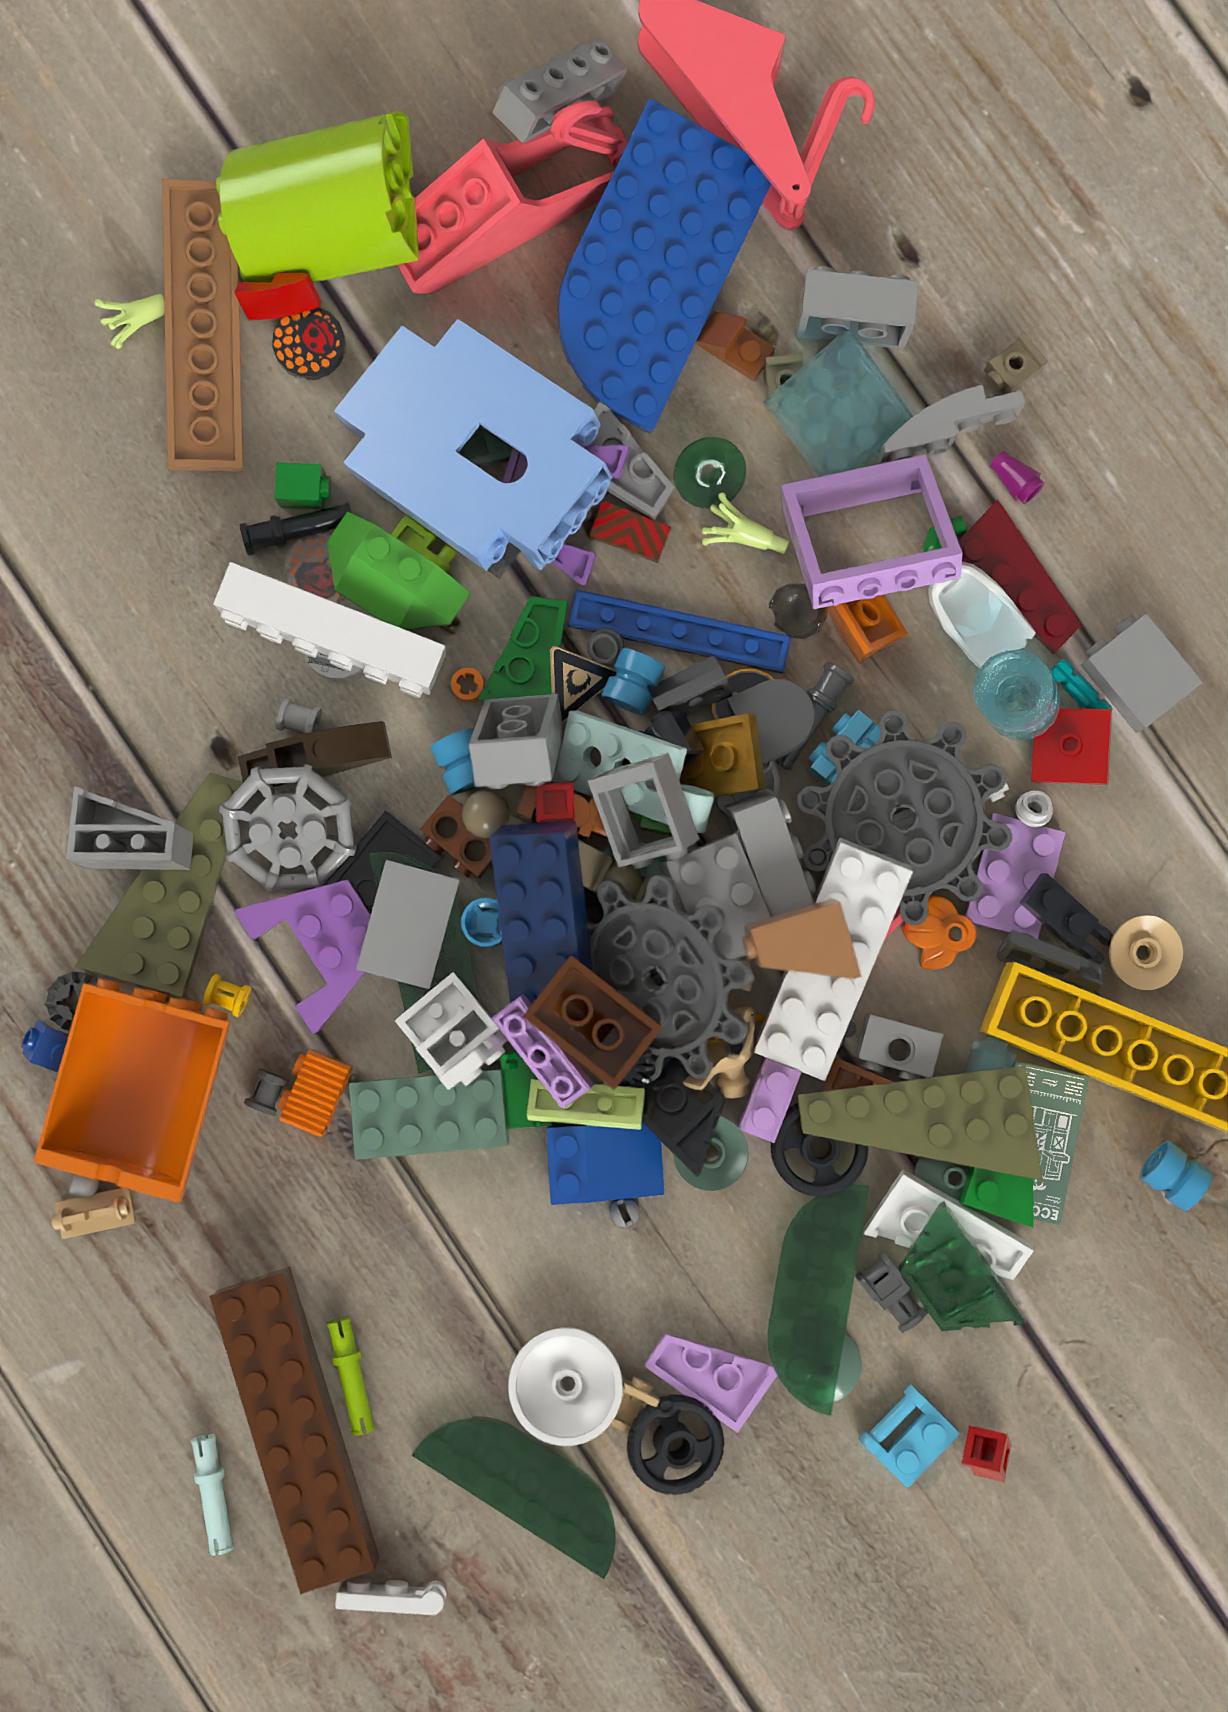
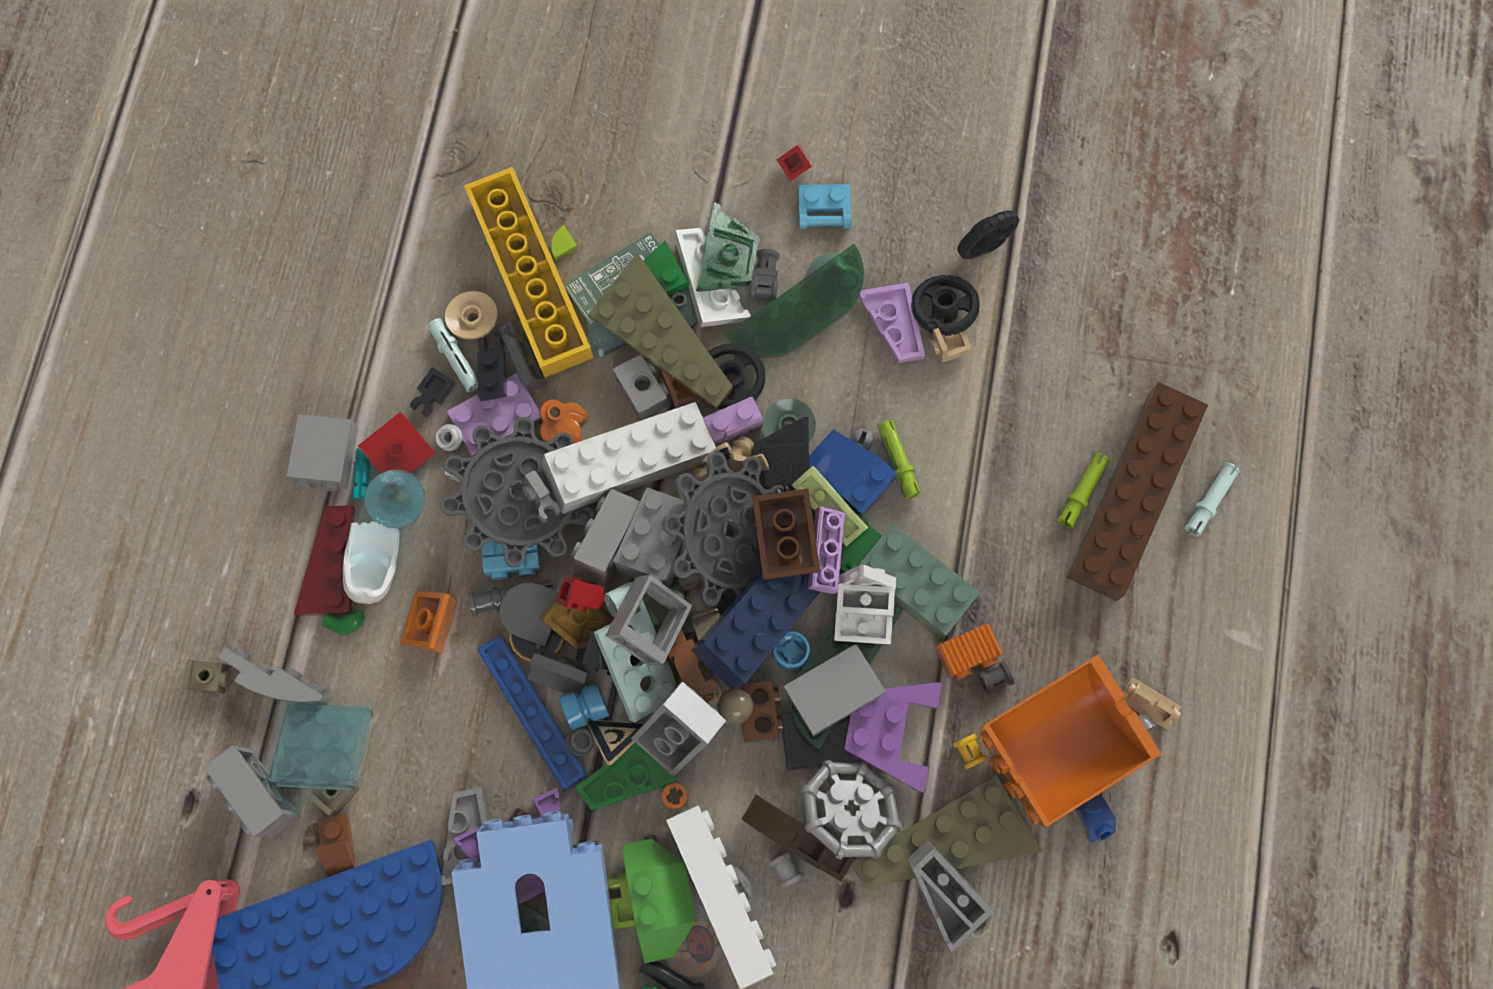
camera: 140 degrees left, 10 degrees down
(62, 990) = (1060, 845): dark grey gear -> none
(391, 1597) = (1160, 363): white plate -> none
(454, 756) = (719, 754): dark azure wheel -> none
(526, 1486) = (1041, 358): clear green plate -> none
(553, 1411) = (983, 365): white dish -> none
(555, 802) = (692, 672): red tile -> none
(567, 1226) = (899, 459): none -> lime pin
(630, 532) = (501, 793): tile -> none
(702, 1569) = (988, 234): none -> black wheel
(725, 477) = (429, 773): clear green dish -> none
(736, 771) = (580, 594): none -> red brick
(742, 530) = (442, 733): yellowish green piece -> none
(795, 612) = (458, 656): clear smoke hair -> none
(804, 941) = (635, 470): medium nougat slope -> none
(860, 488) = (356, 692): lavender window -> none
(885, 830) = (537, 491): none -> light grey plate
(1018, 478) = (271, 616): magenta cone -> none
(1101, 843) = (433, 388): none -> black plate
(1137, 1122) = (562, 243): none -> lime tile
(1162, 904) = (453, 354): none -> light aqua pin
(1181, 1180) = (570, 200): dark azure wheel -> none

